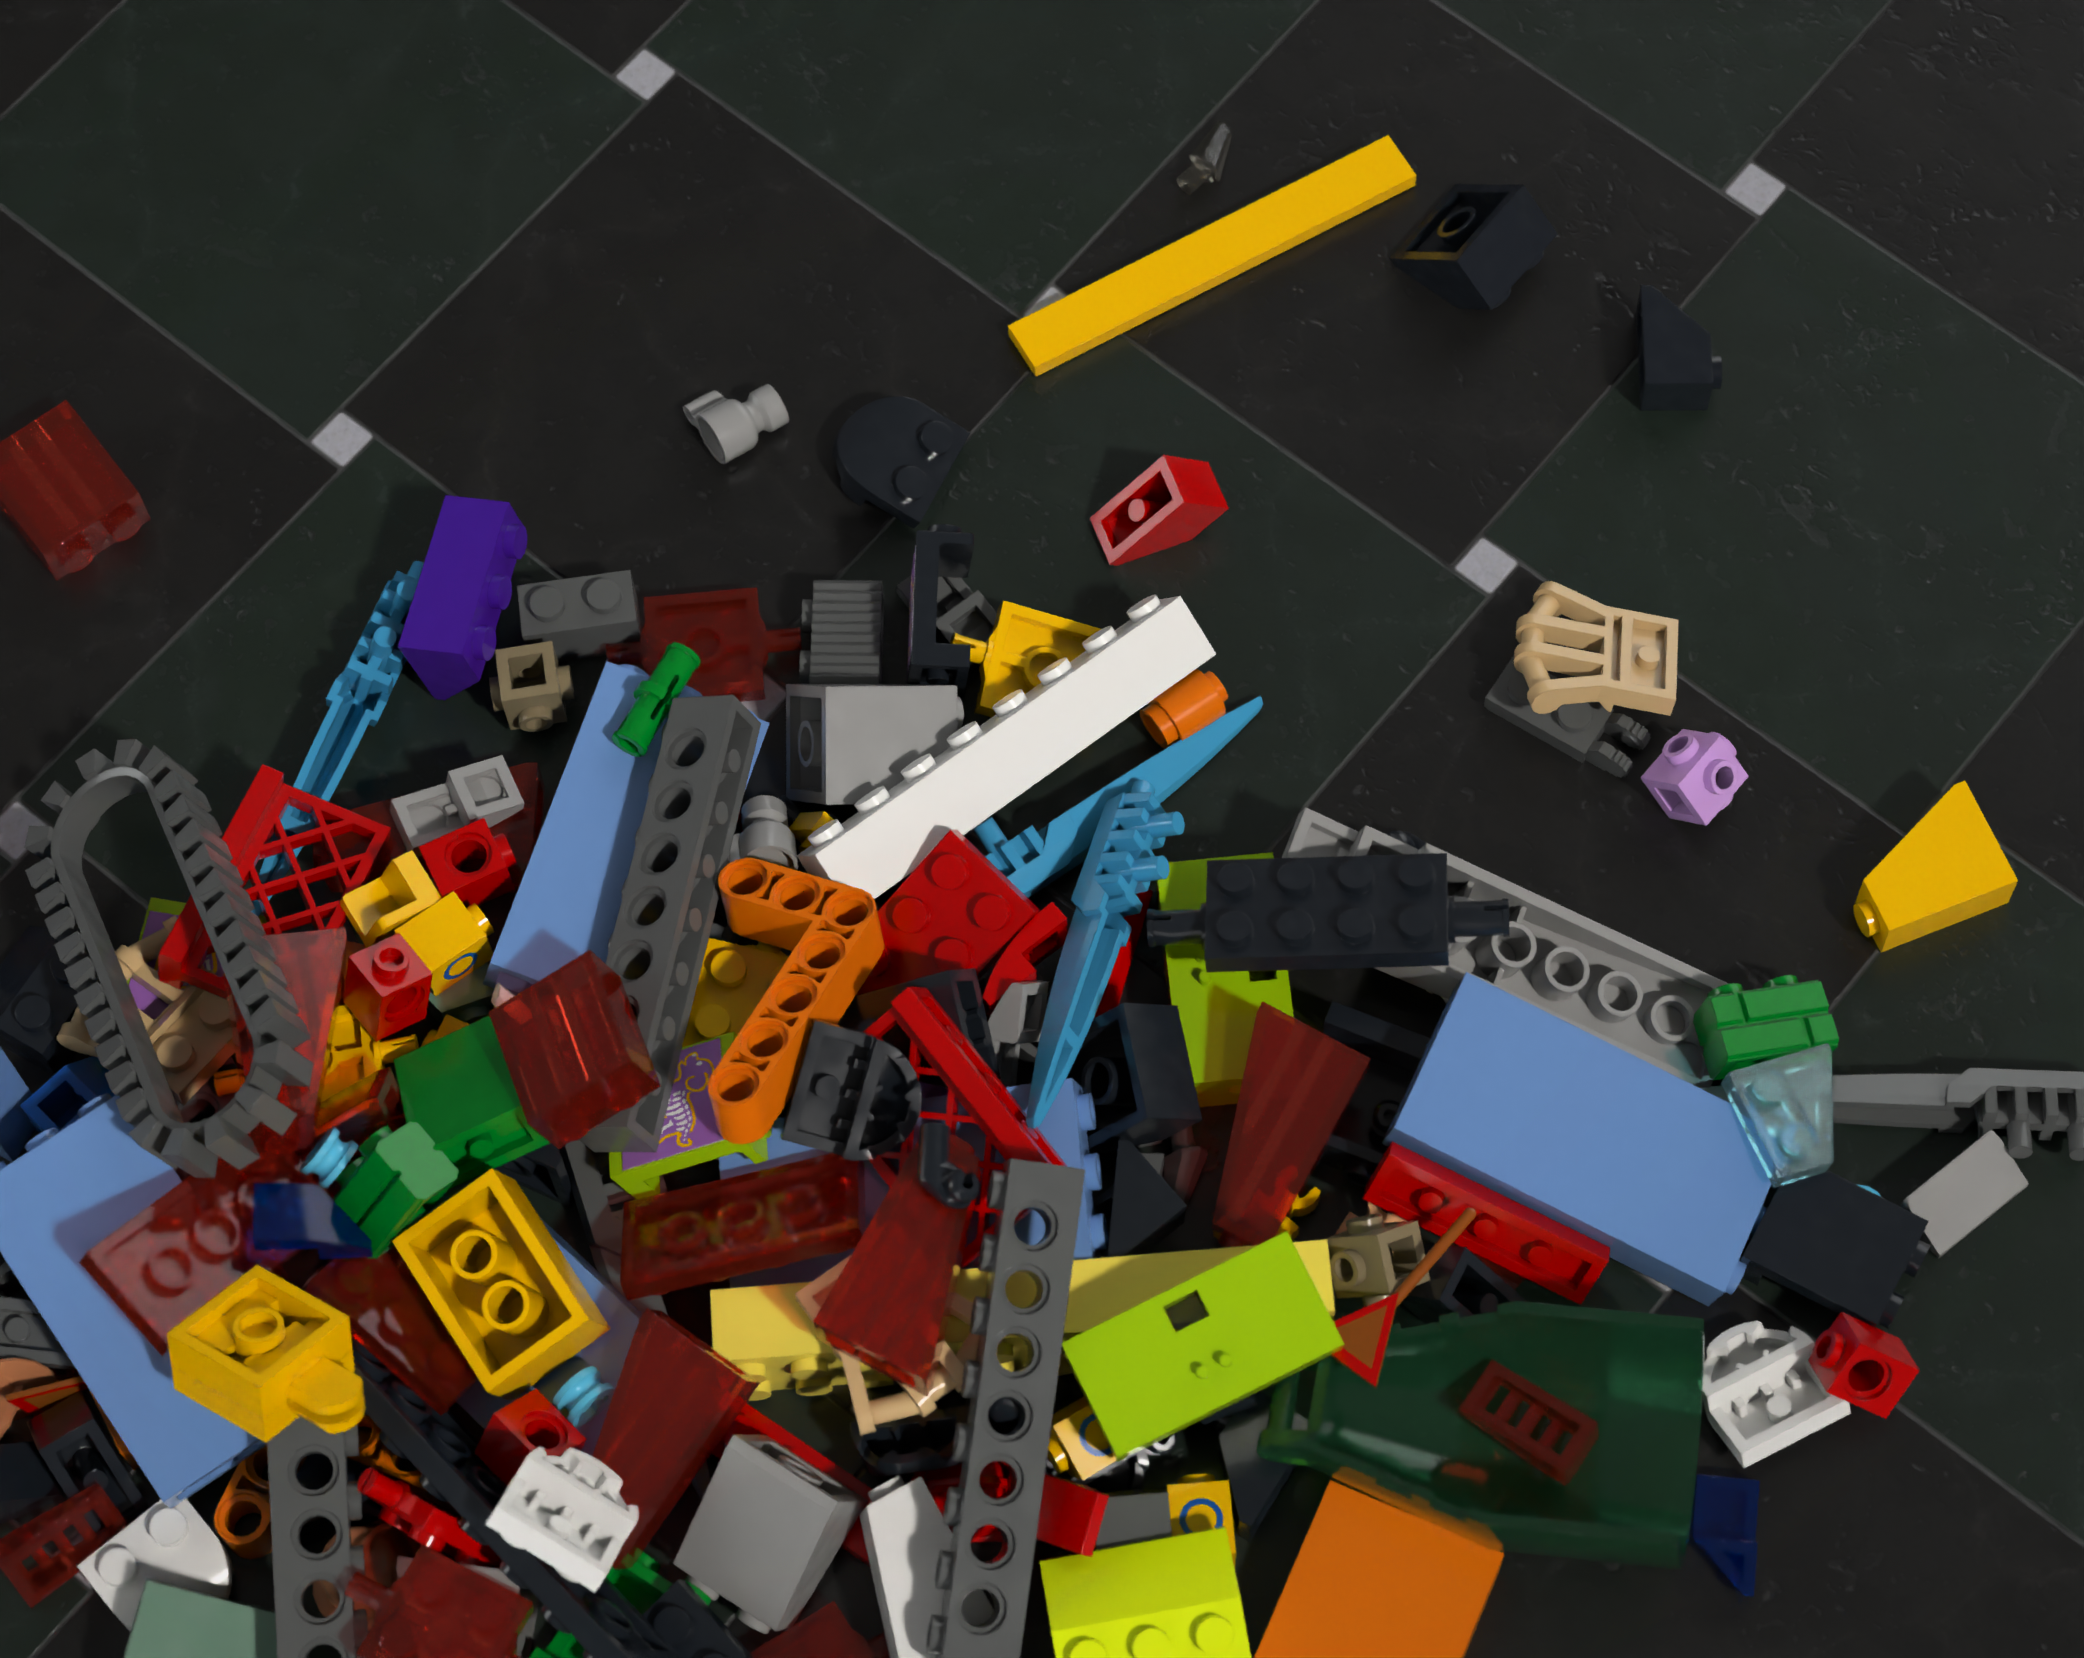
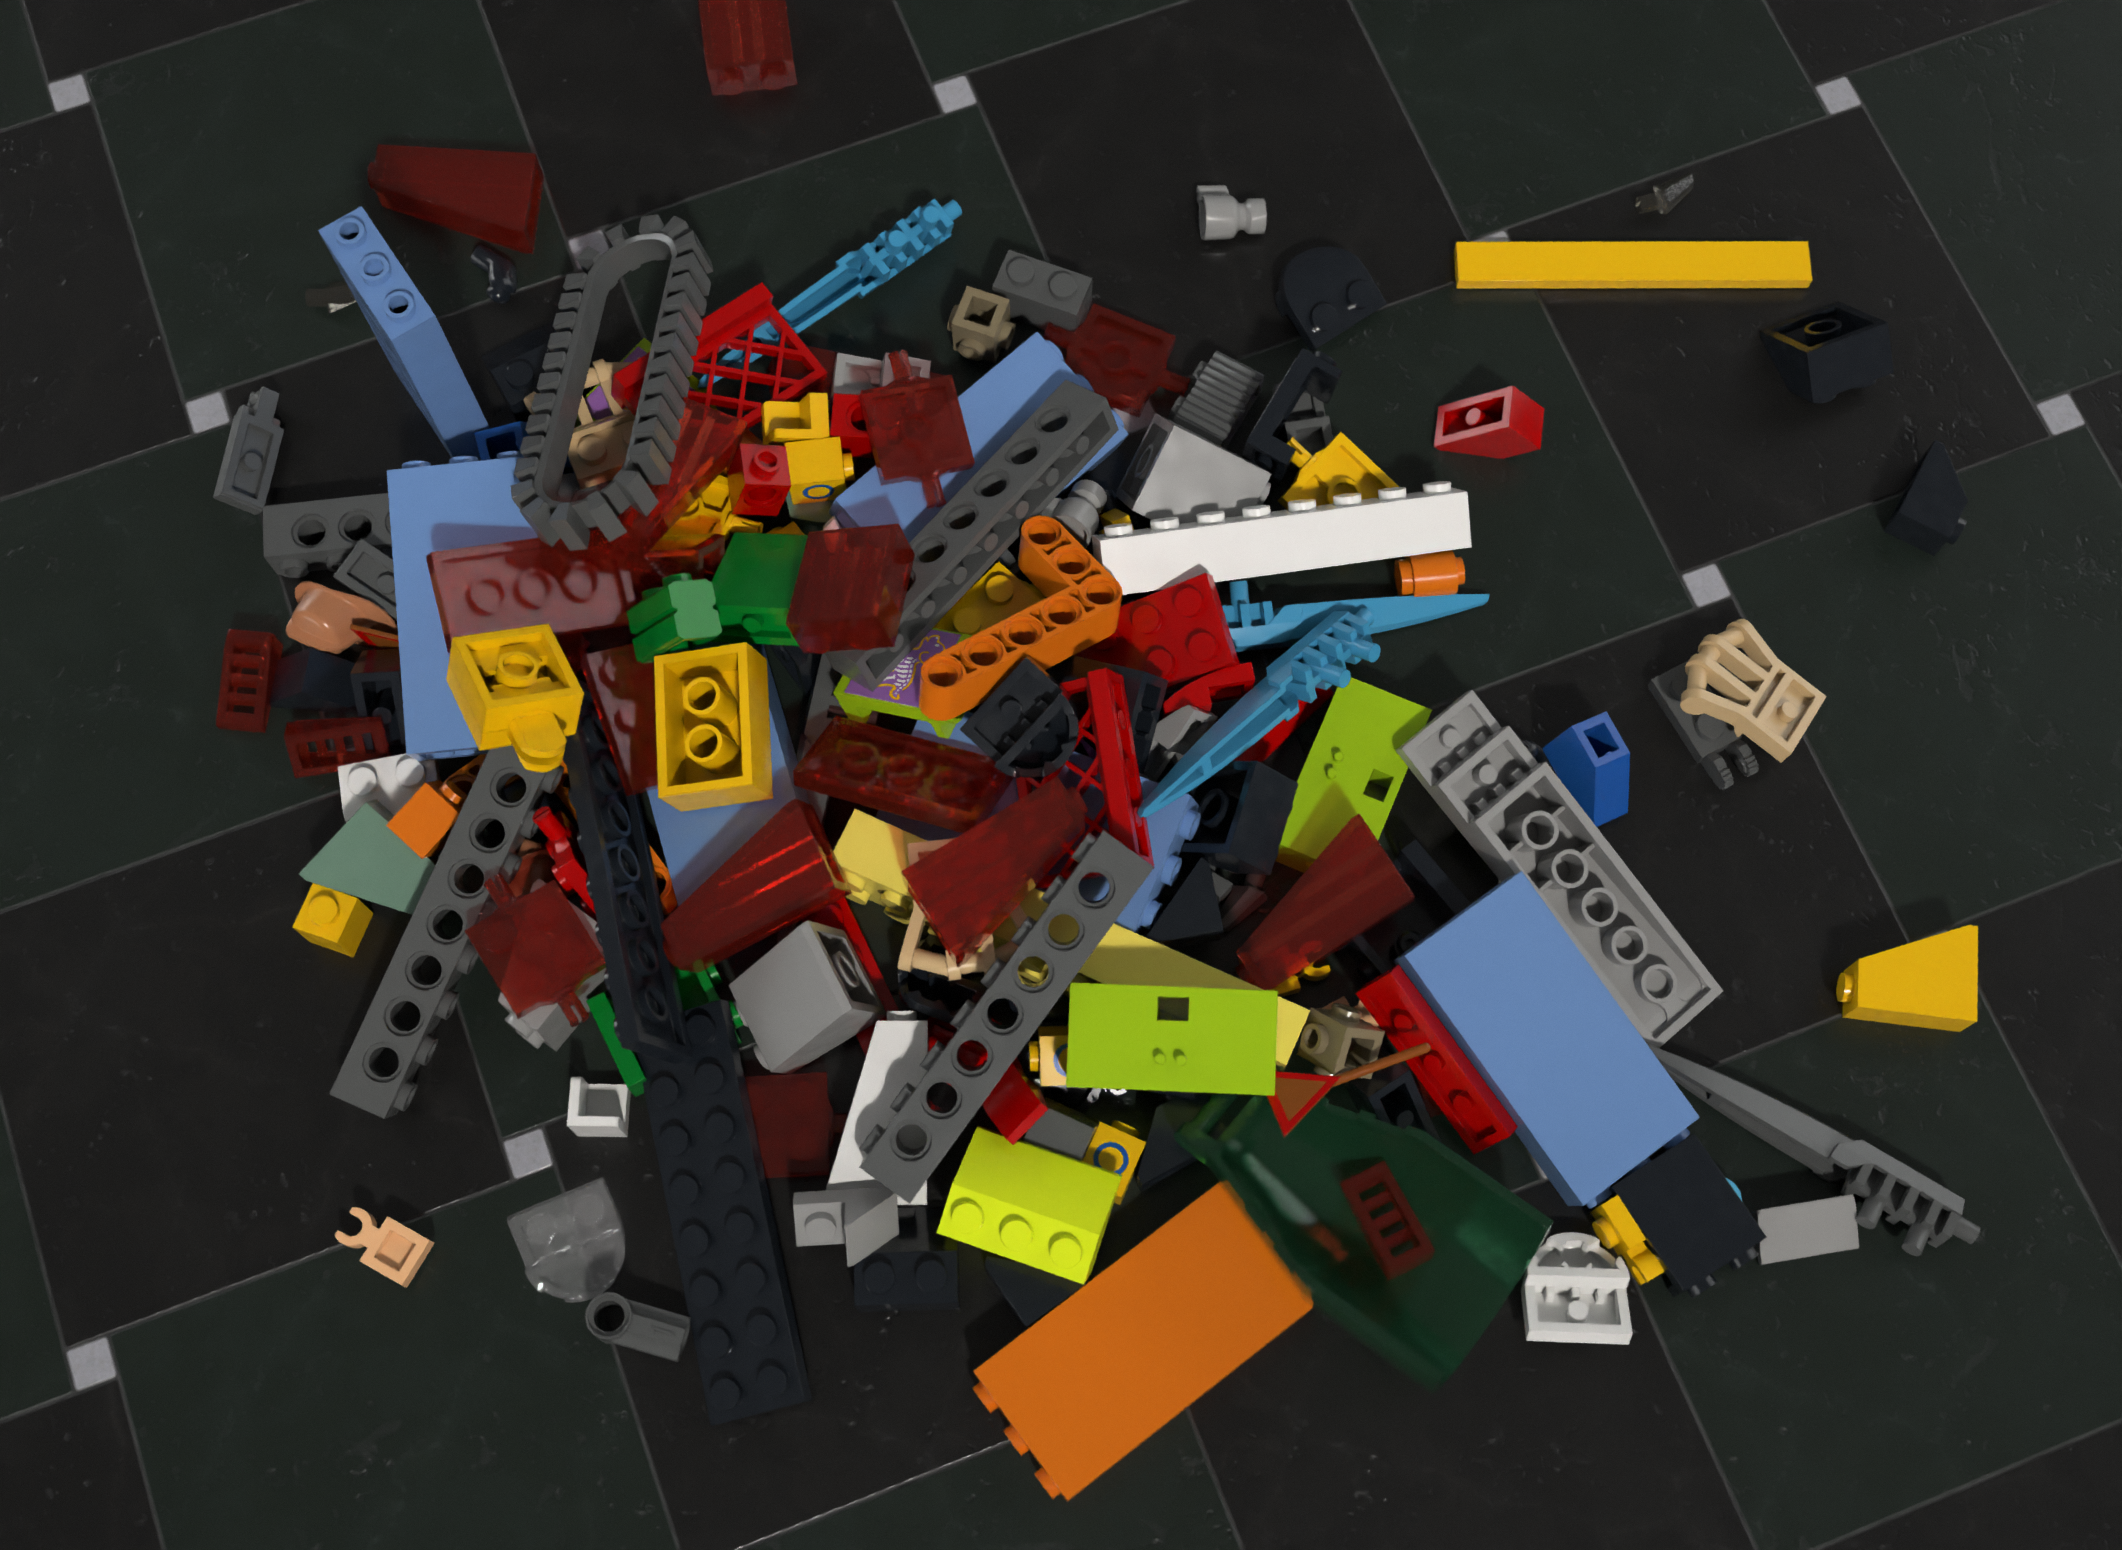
camera: 25 degrees right, 5 degrees up
(231, 1558) = (428, 817): none -> orange brick
(305, 1219) = (602, 609): clear blue slope -> none
(329, 1157) = (645, 575): medium azure bush -> none
(462, 593) = (966, 234): dark purple slope -> none
(521, 1429) = (677, 835): red brick -> none
(539, 838) = (916, 429): none -> clear red plate
(566, 1514) = (658, 913): white slope -> none
(584, 1396) = (726, 835): medium azure bush -> none
(655, 698) = (1053, 373): green pin -> none
(940, 1175) = (1048, 813): black arm -> none
(1327, 914) = (1444, 776): black plate -> none
(1477, 822) = (1593, 767): none -> blue slope
(1695, 776) = (1775, 816): lavender brick -> none
(1726, 1526) = (1490, 1375): clear blue slope -> none
(1762, 1023) = (1723, 1027): green brick -> none
(1779, 1301) = (1619, 1230): none -> yellow plate
(1787, 1112) = (1704, 1100): clear light blue wing -> none
(1880, 1376) = (1657, 1316): red brick -> none

